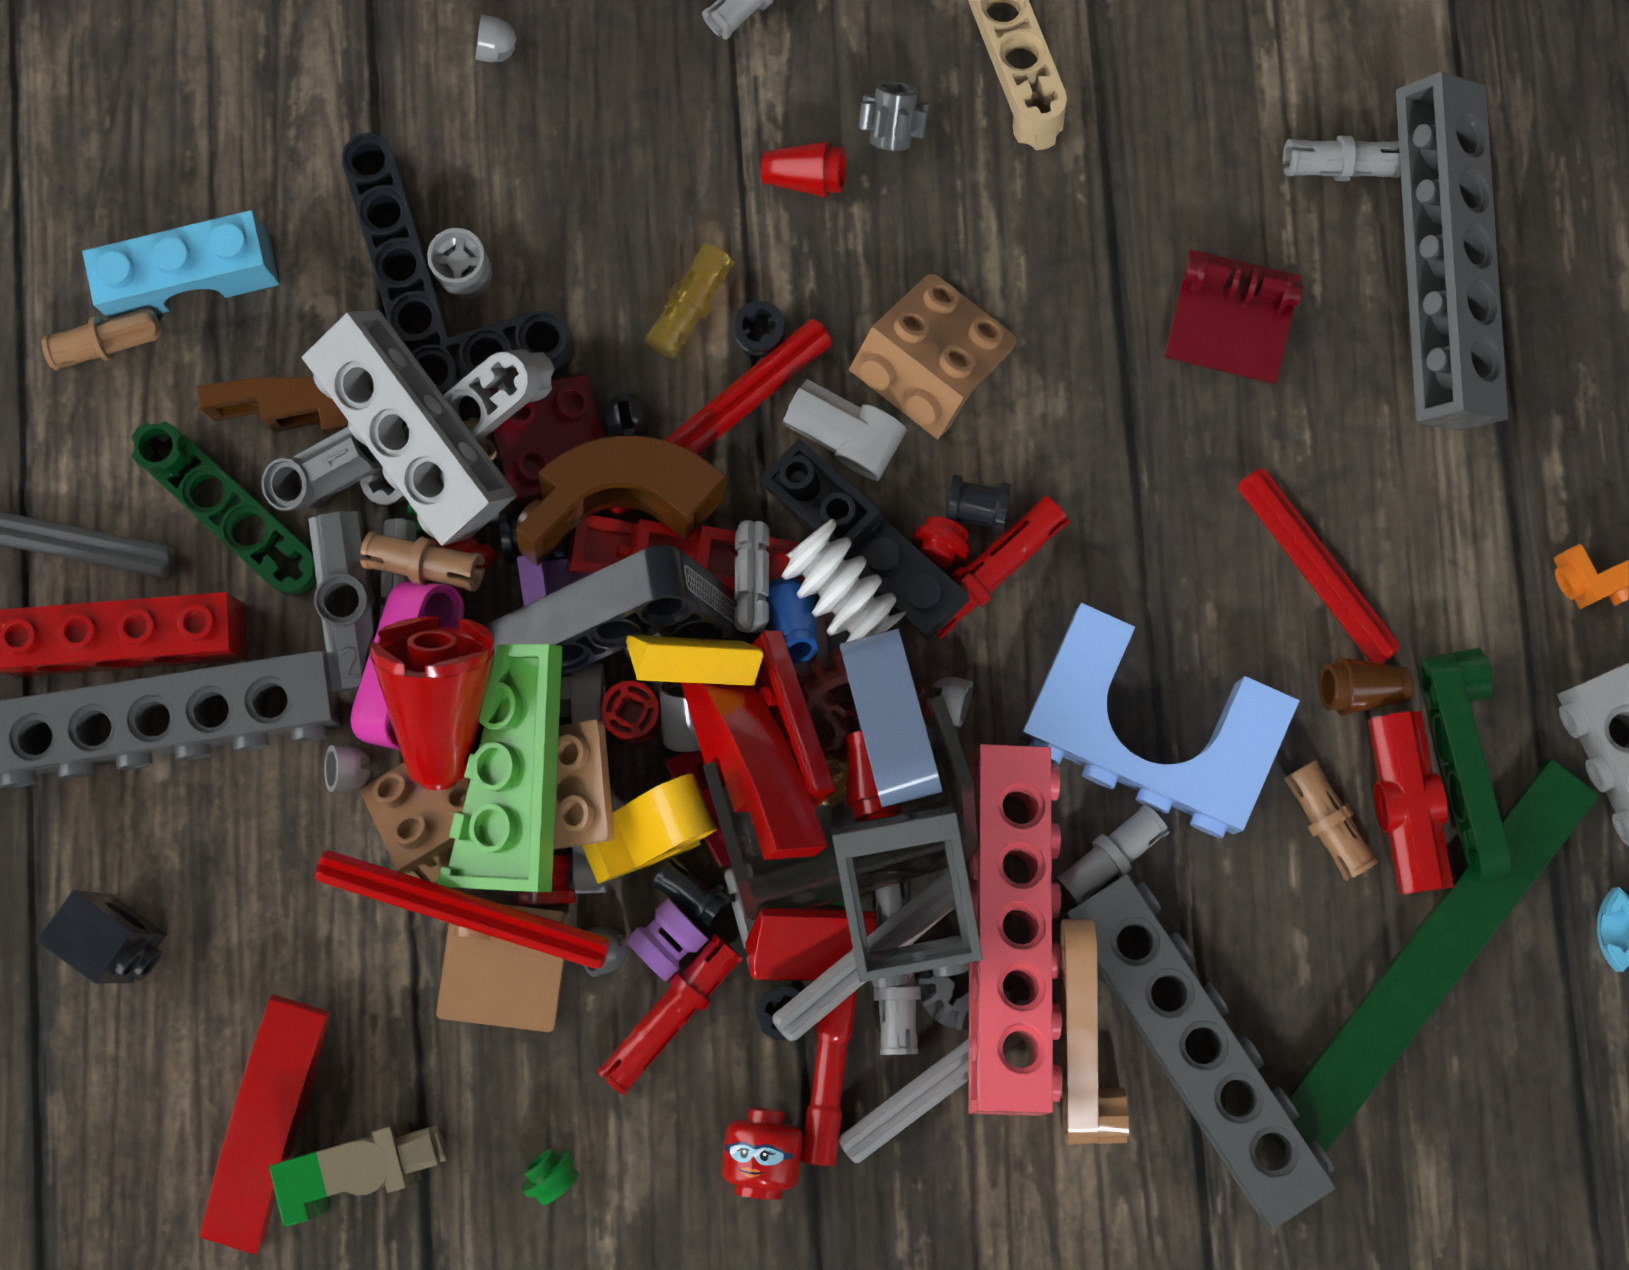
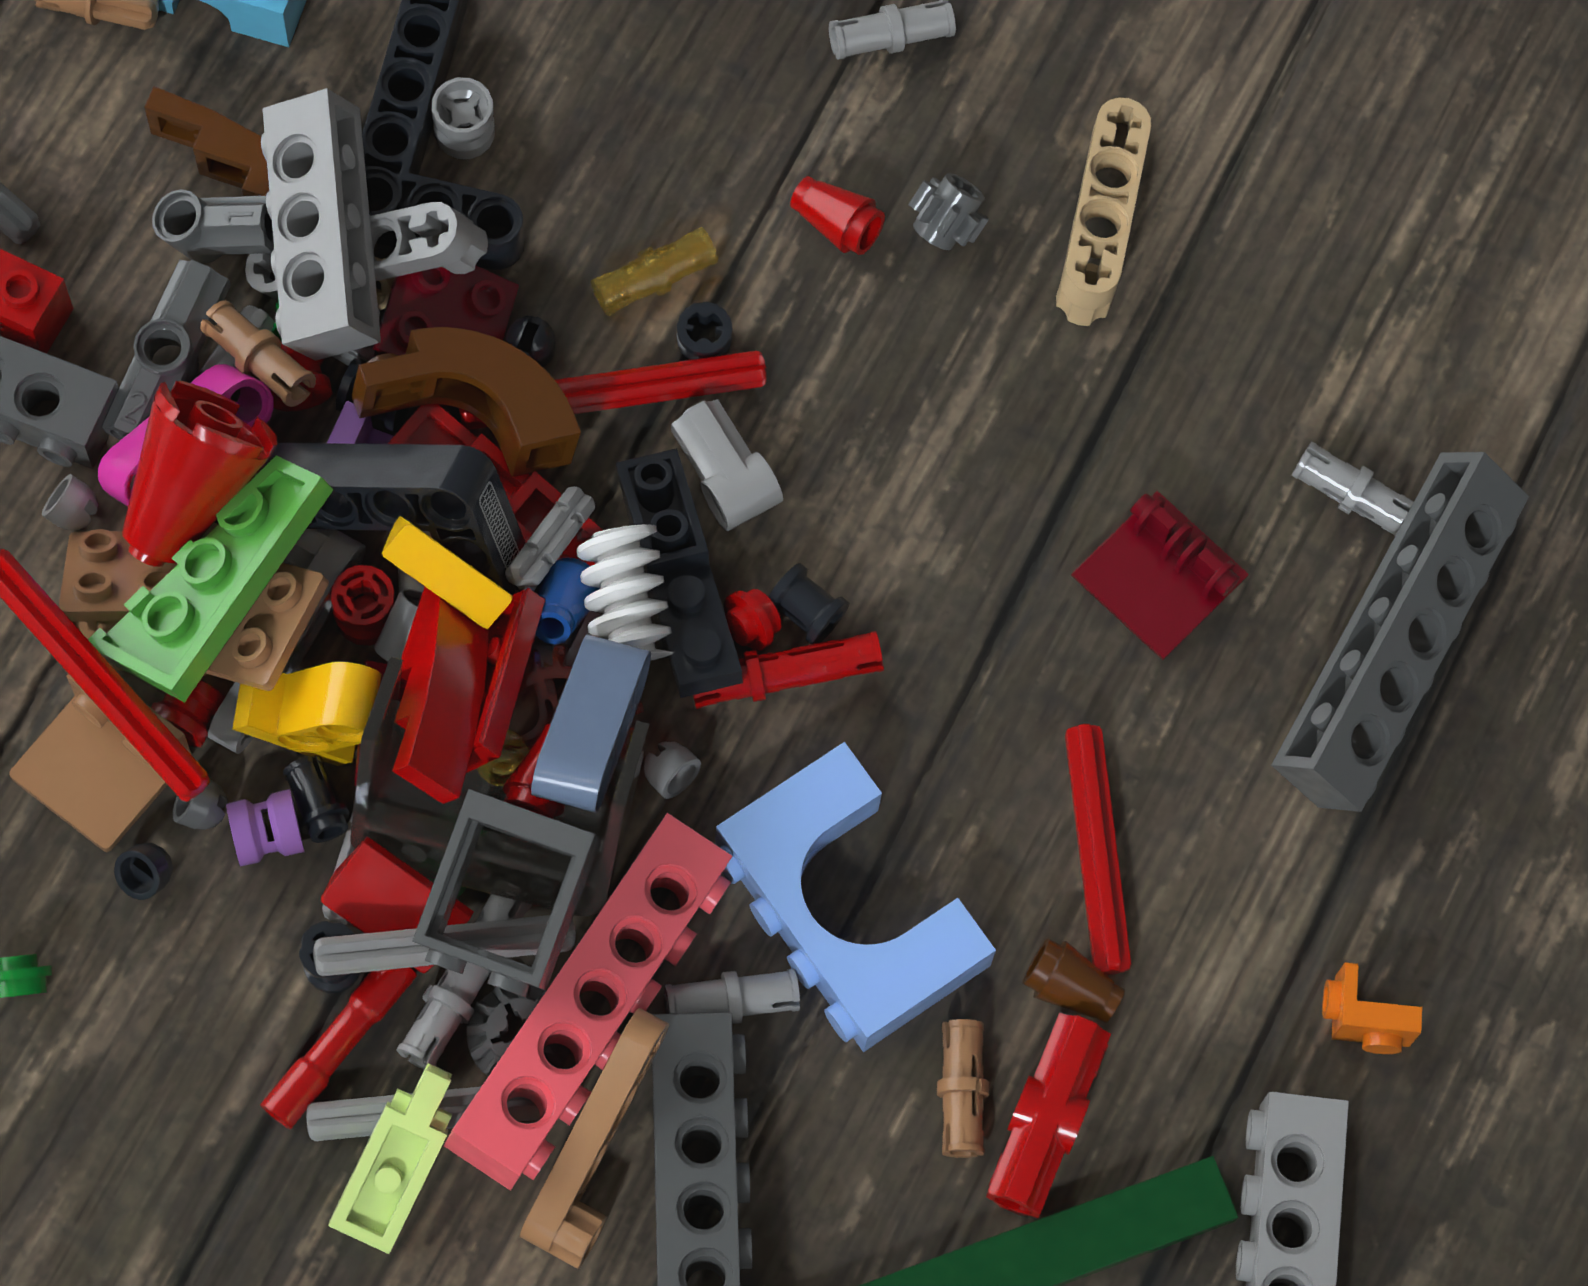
camera: 20 degrees right, 10 degrees down
(228, 512) = (105, 220): dark green beam -> none
(592, 1030) = (143, 870): none -> black hinge
(669, 1015) = (237, 894): red pin -> none
(762, 1154) = (227, 1071): red head -> none
(931, 353) = (850, 443): medium nougat bracket -> none
(938, 1147) = (395, 1163): none -> yellowish green hinge
(1447, 688) = (1157, 1027): dark green beam -> none

